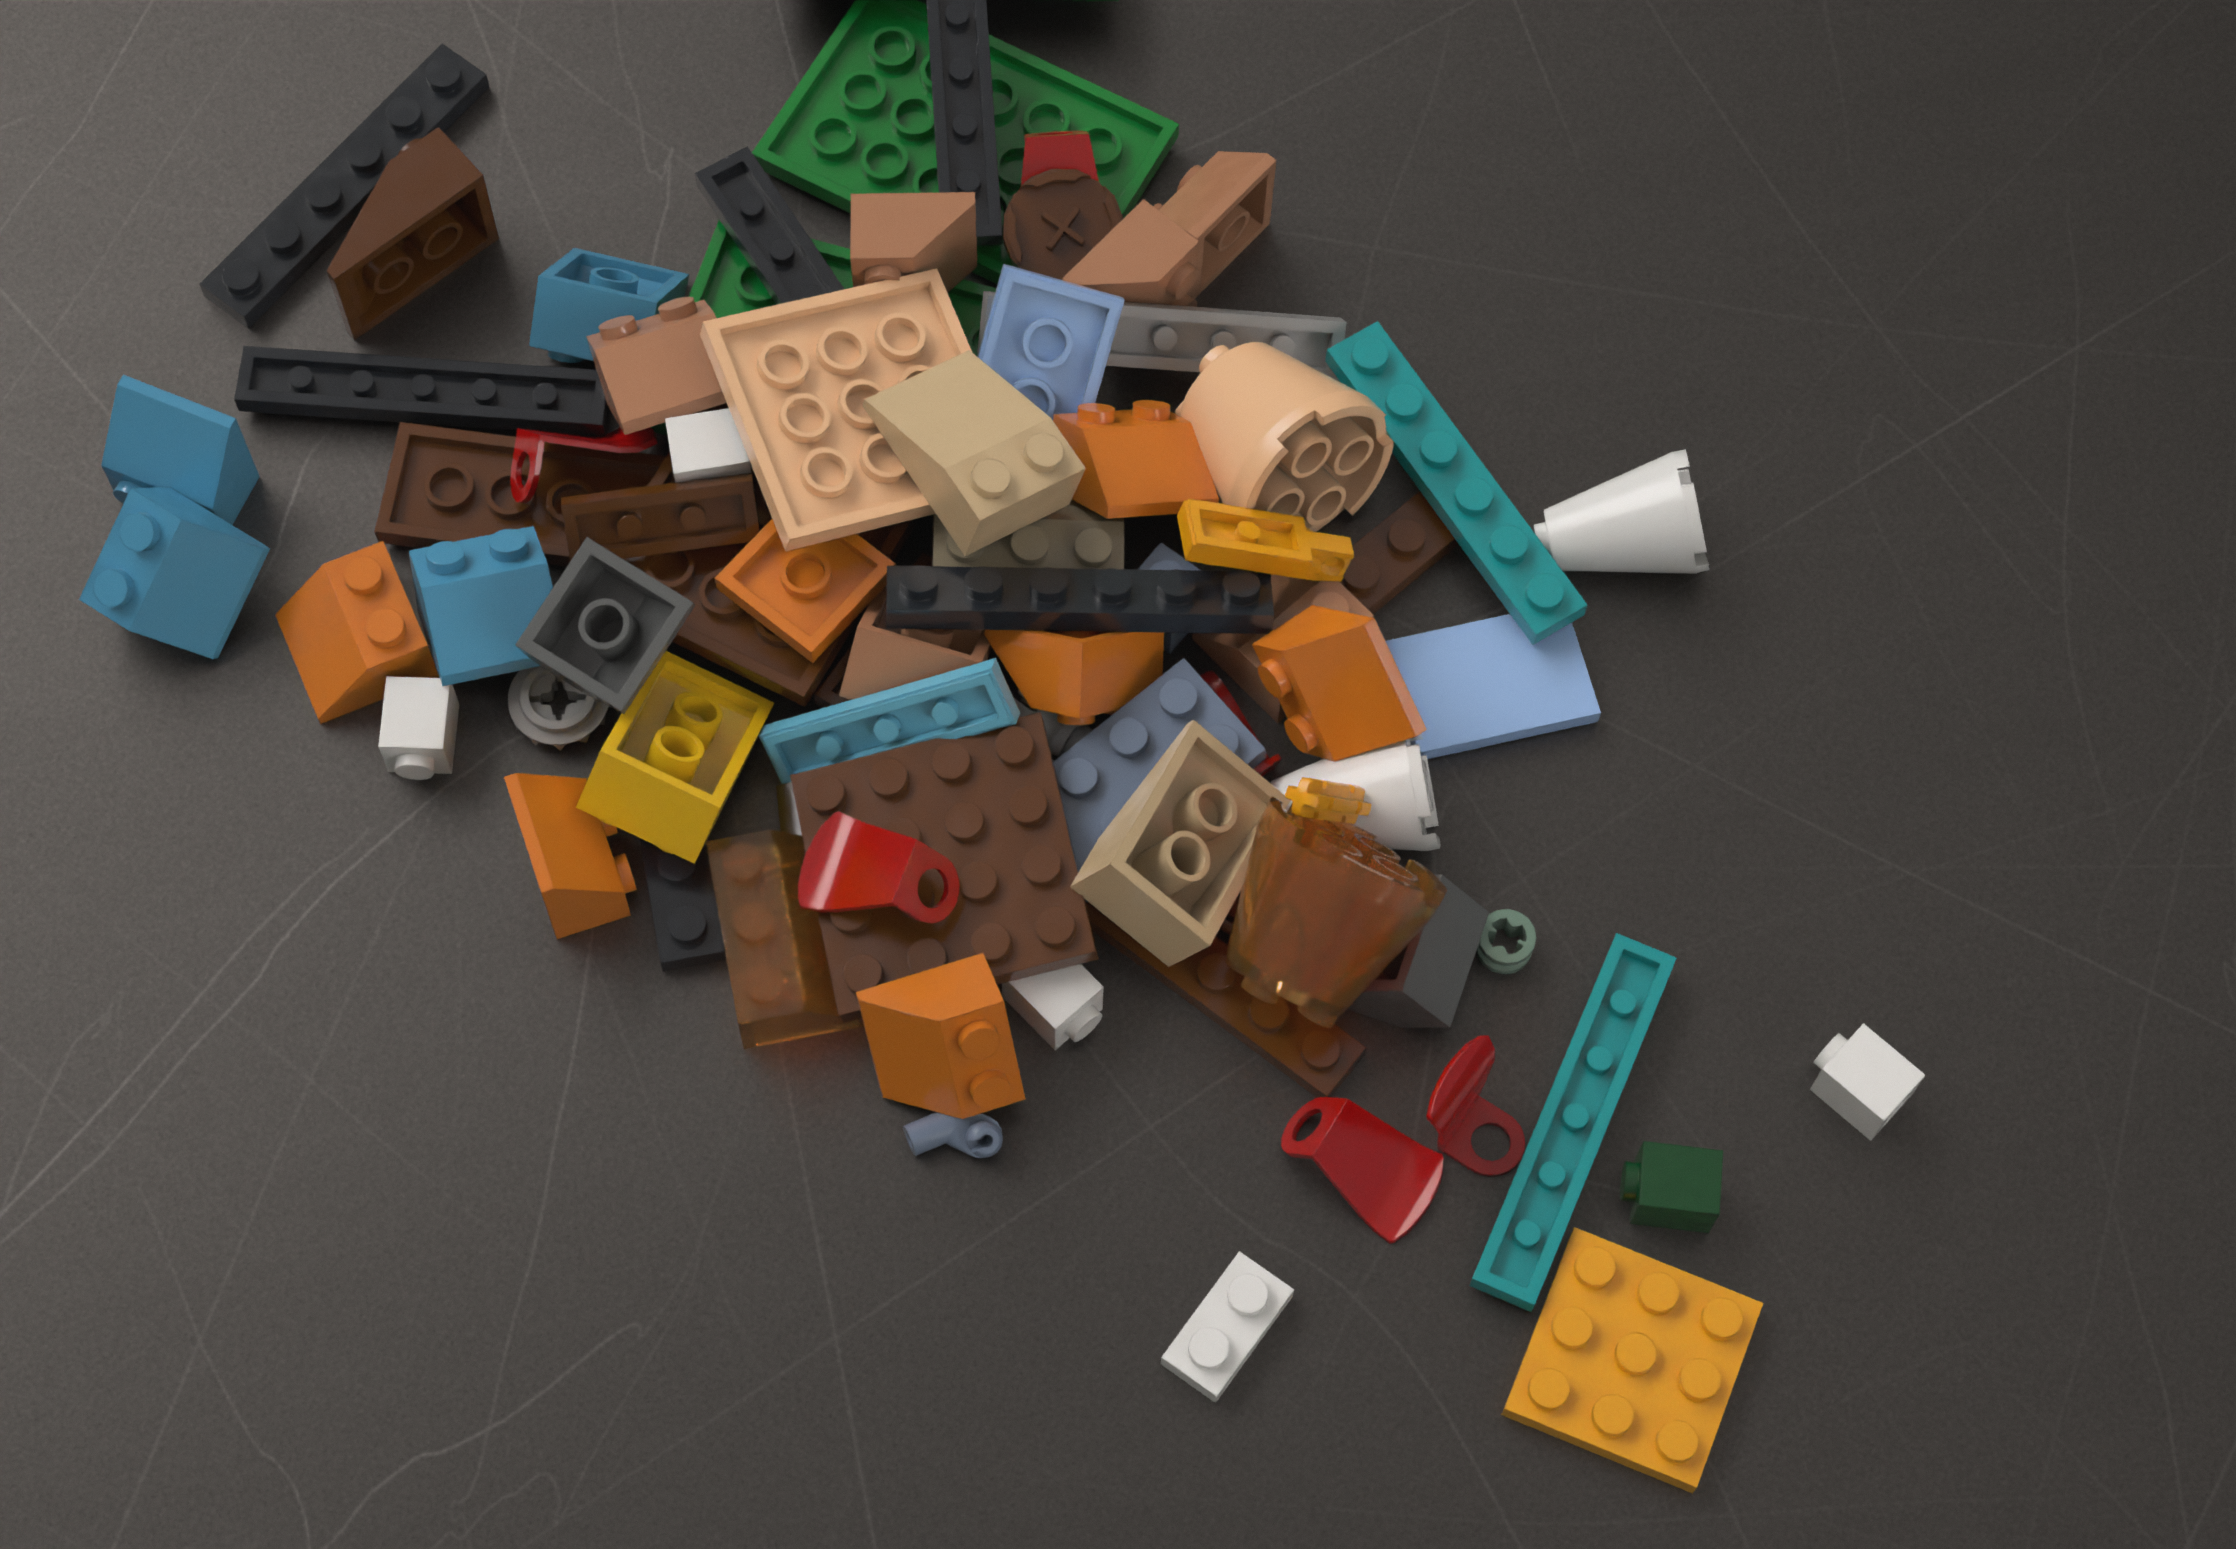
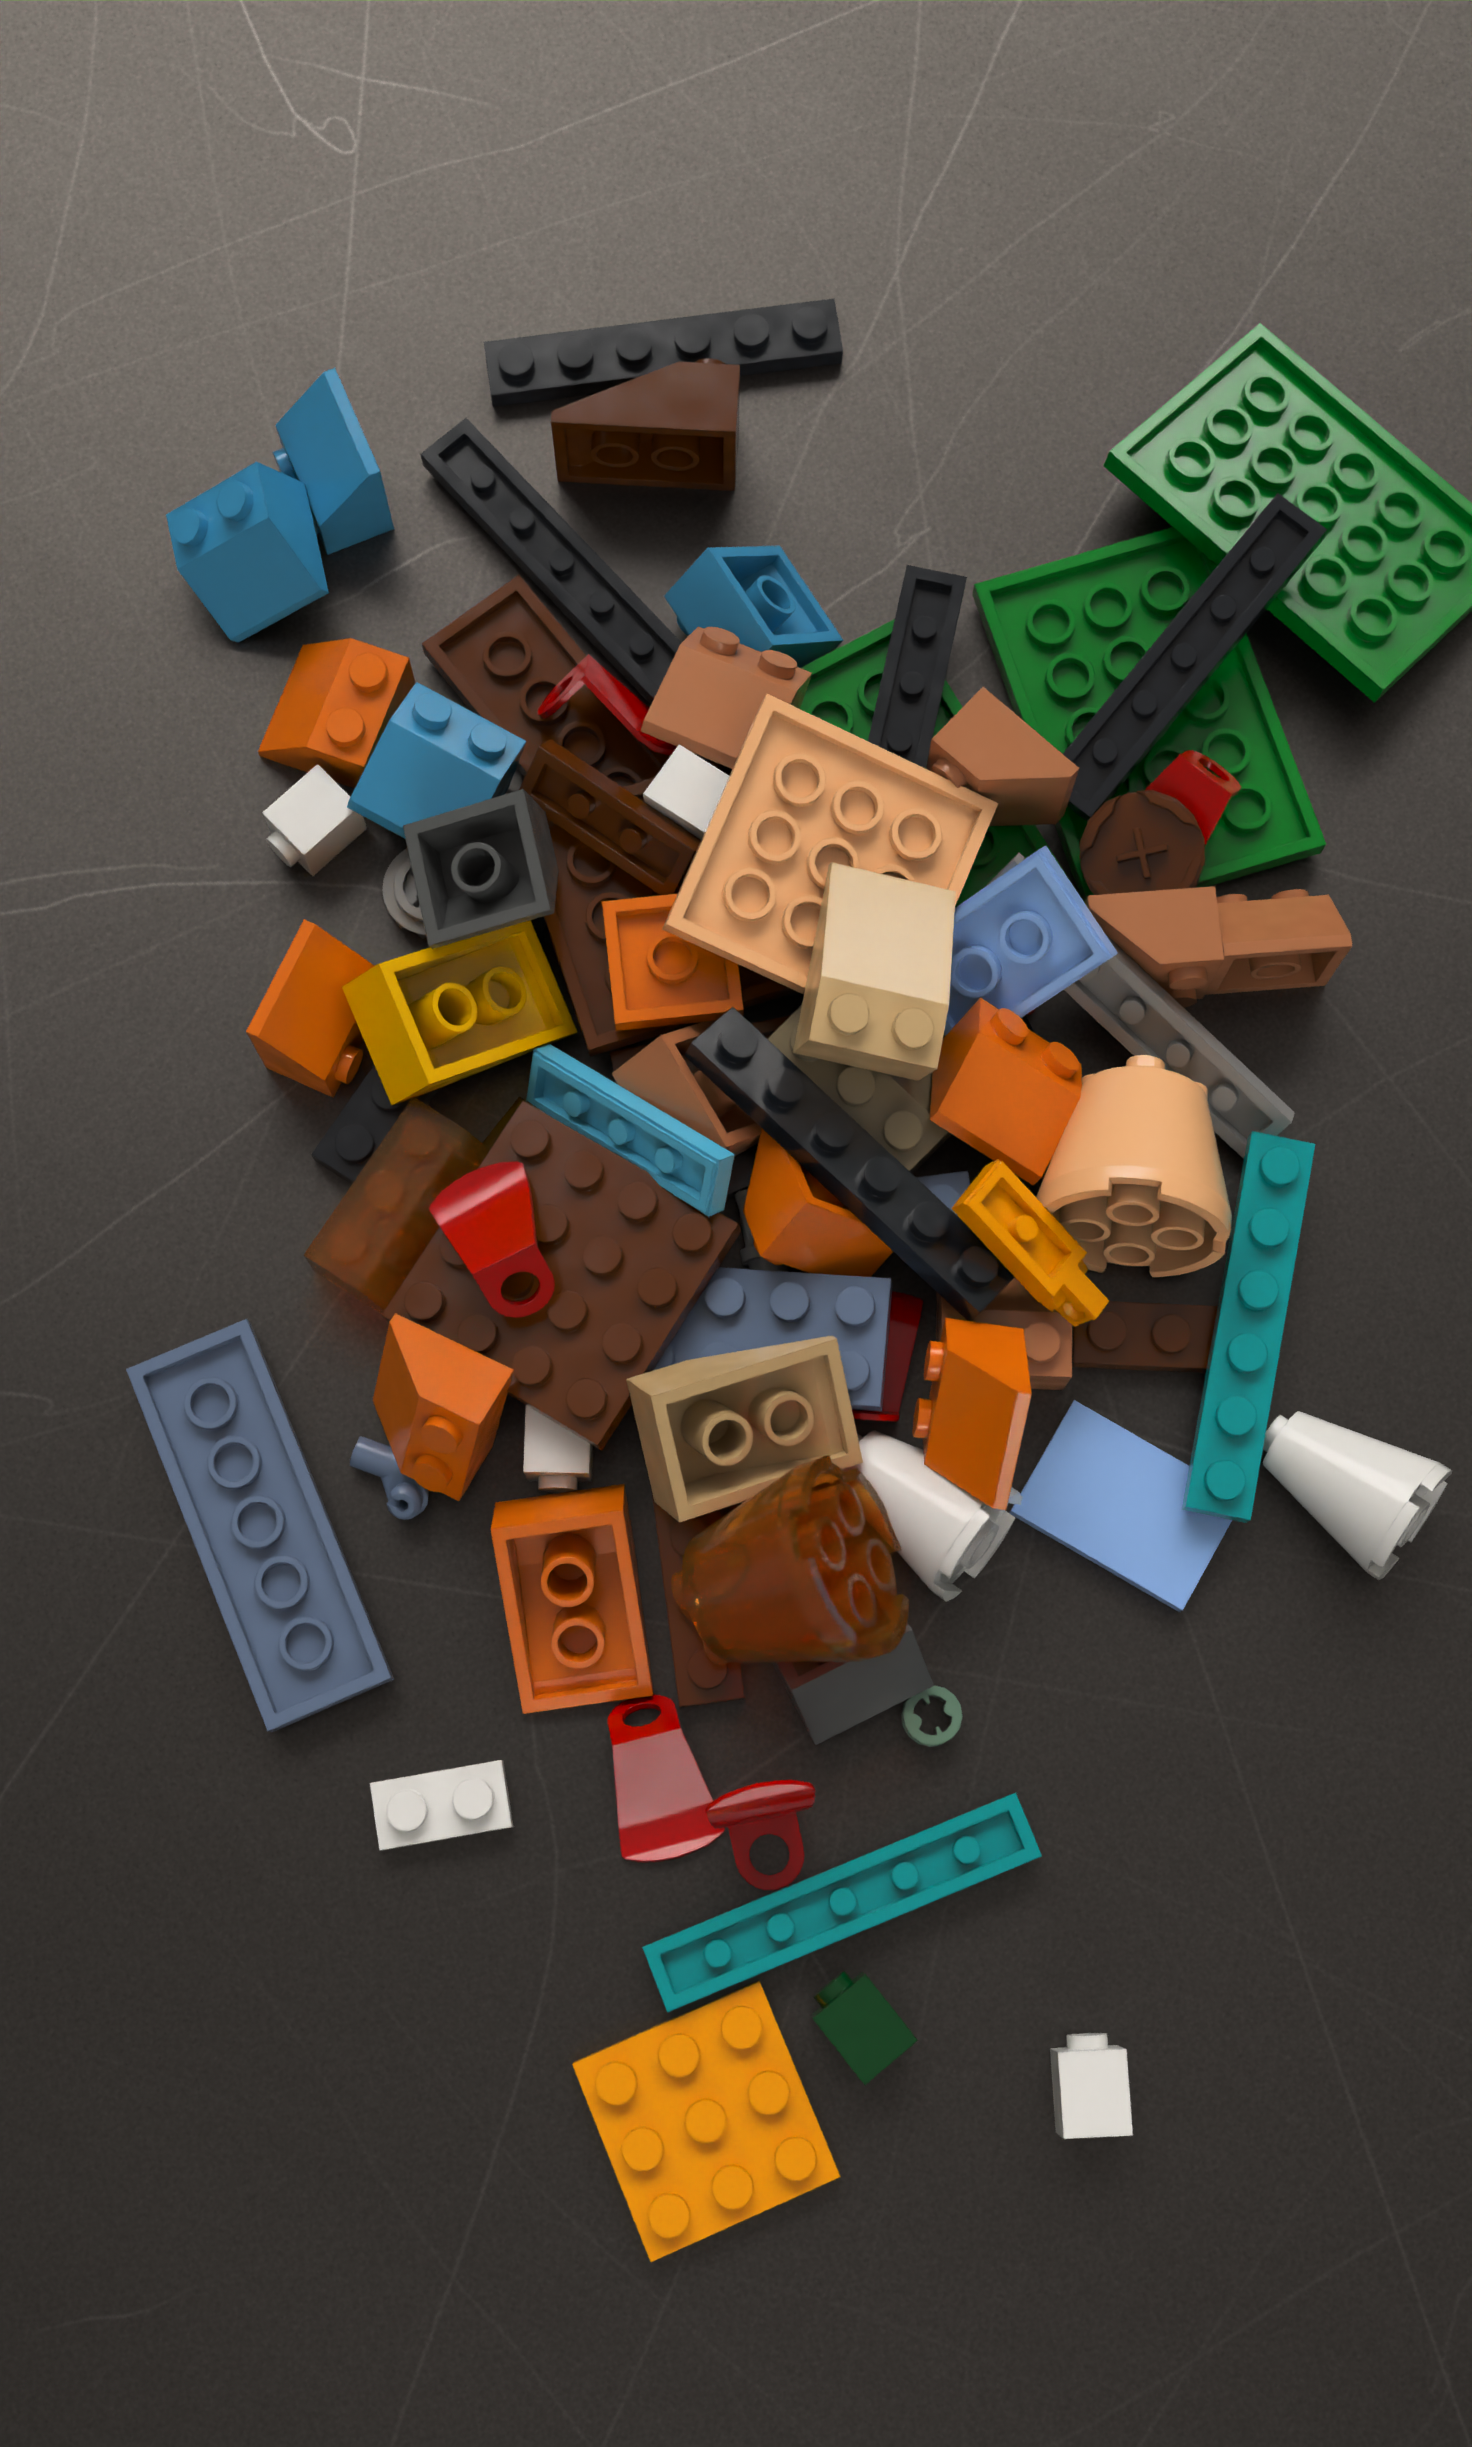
camera: 45 degrees right, 10 degrees up
(891, 1255) = (259, 1525): none -> sand blue plate
(1176, 1090) = (572, 1598): none -> orange slope
(1328, 800) = (870, 1497): light orange axle -> none

